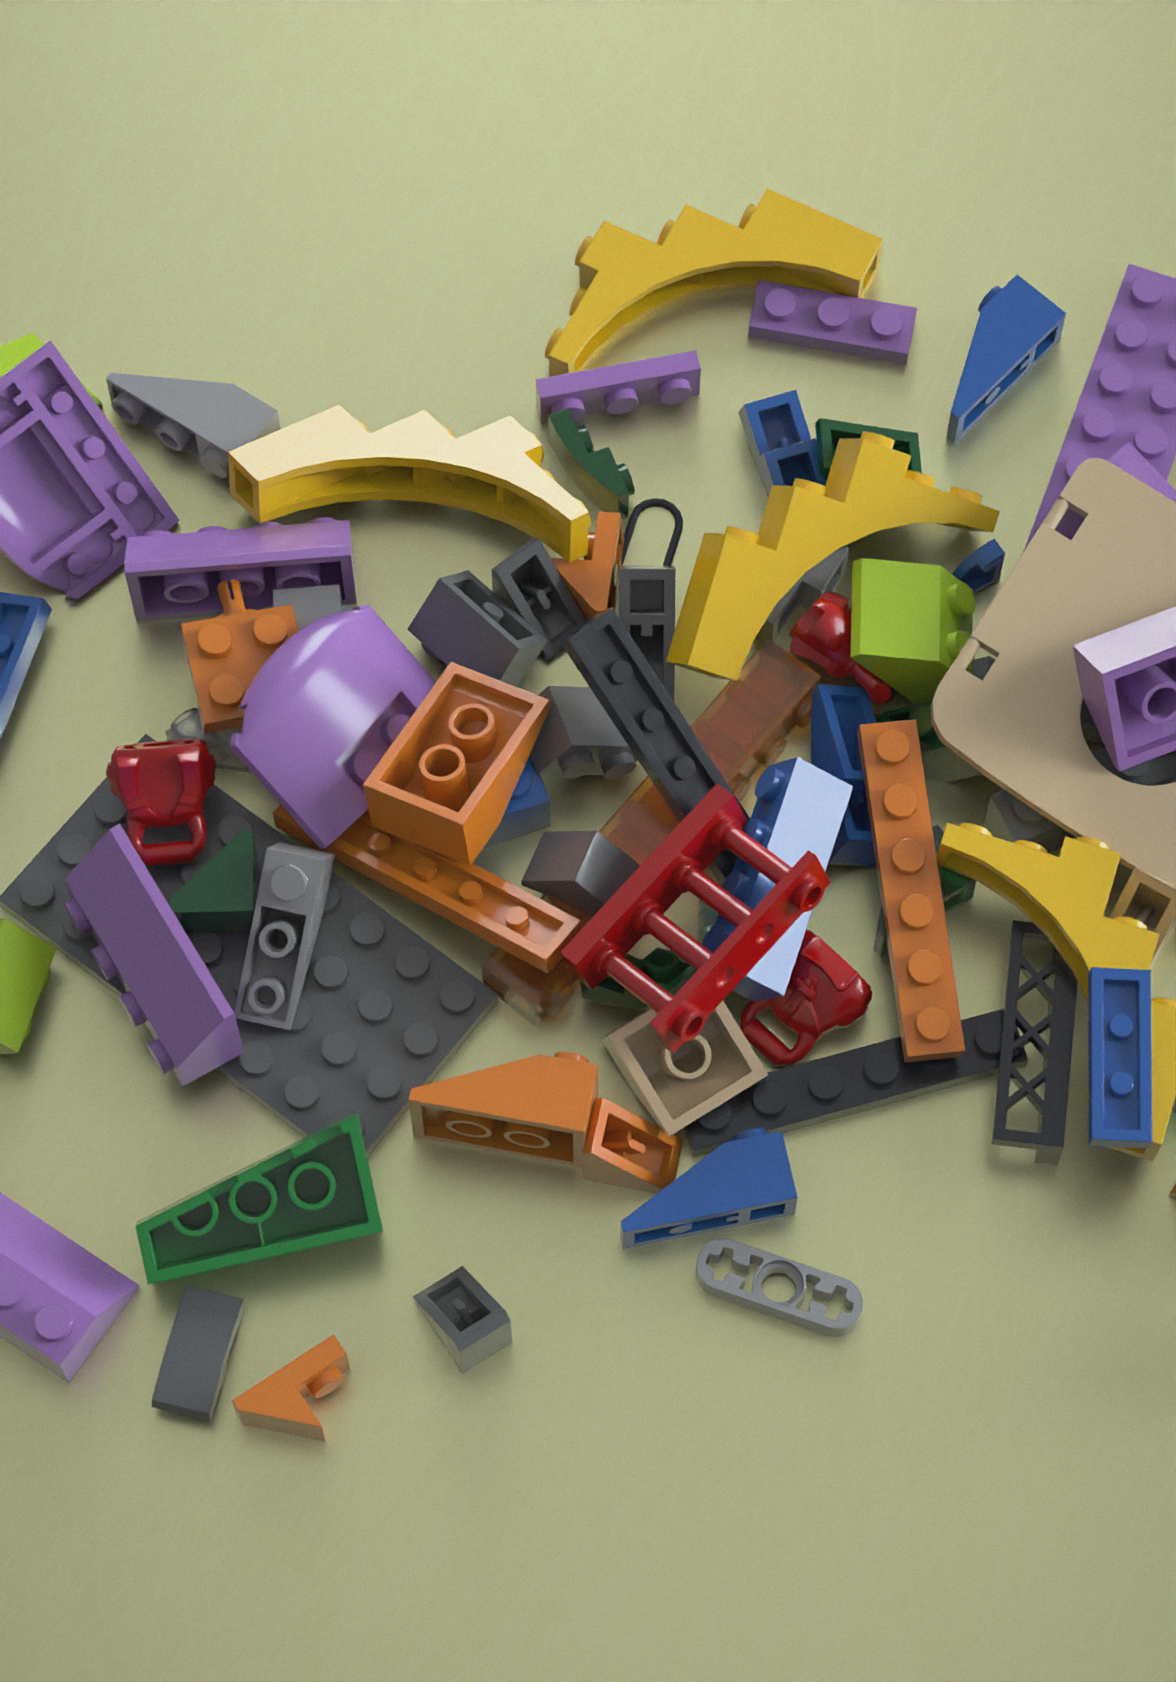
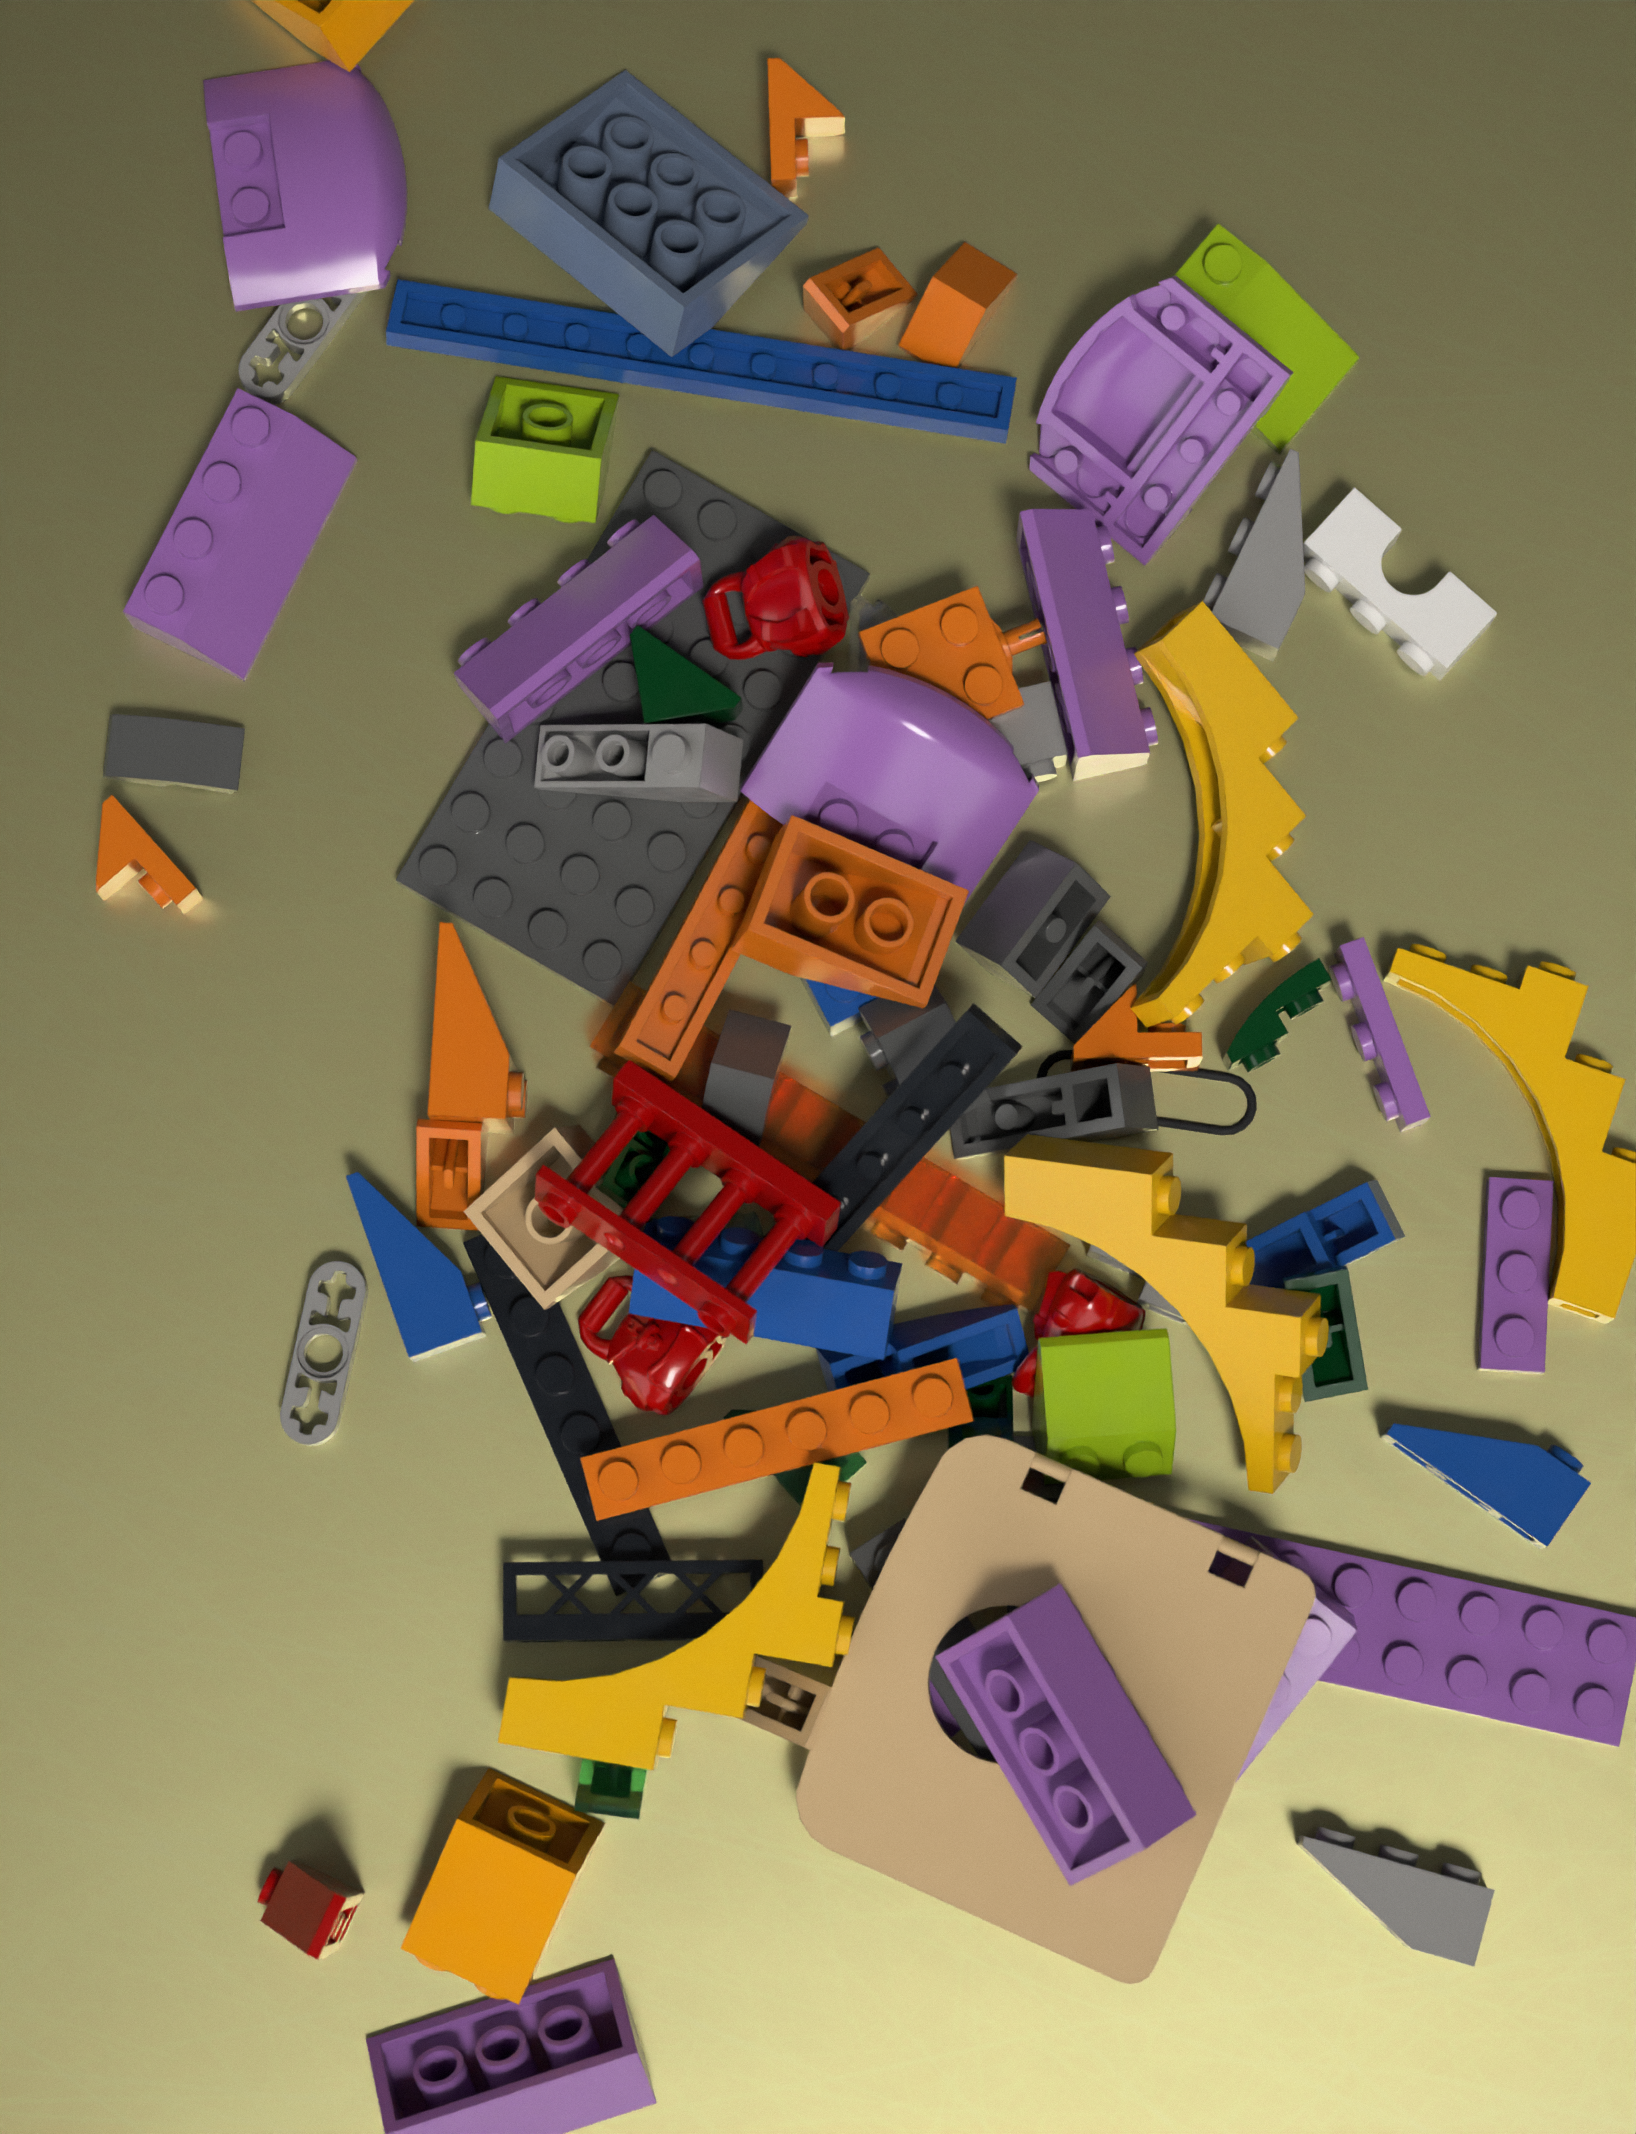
camera: 85 degrees right, 15 degrees up
(276, 1206) = (325, 797): green wedge -> none
(278, 303) = (1429, 626): none -> white arch
(465, 1318) = (246, 1021): dark grey slope -> none
(982, 566) = (1203, 1476): blue tile -> none
(1119, 1057) = (580, 1684): blue plate -> none

